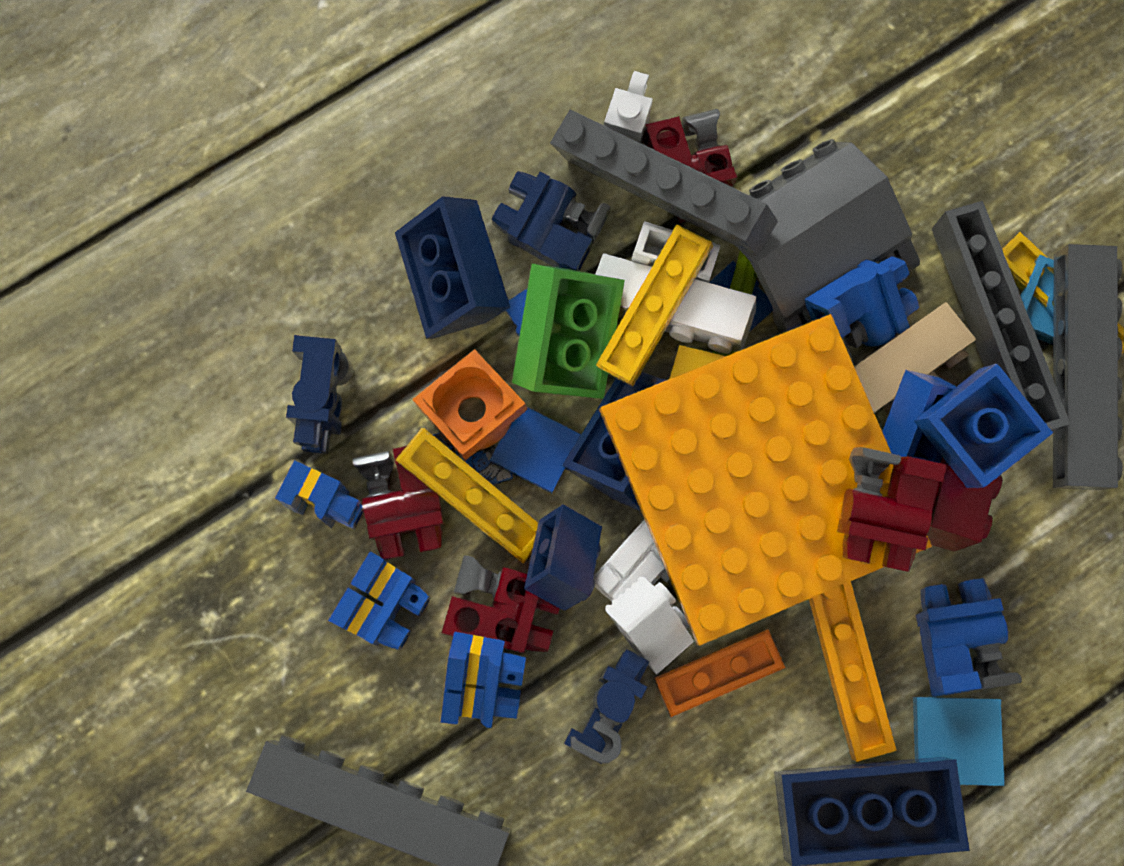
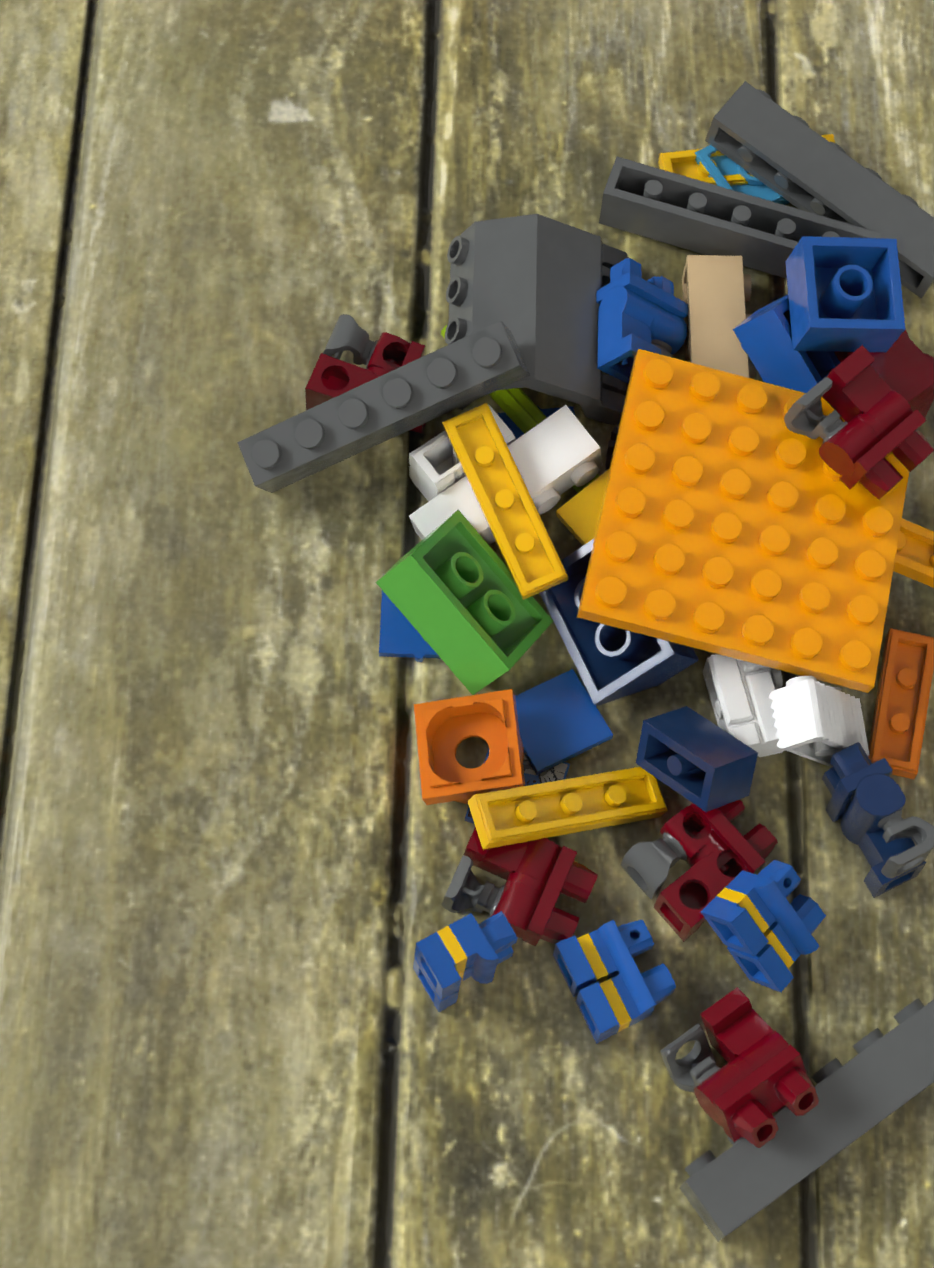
camera: 55 degrees left, 10 degrees down
(315, 393) = (359, 896): dark blue hips -> none
(362, 744) = (759, 1074): none -> dark red hips
(451, 267) = (305, 673): dark blue slope -> none
(539, 219) = (322, 559): dark blue hips -> none
(630, 109) = (274, 394): white brick -> none

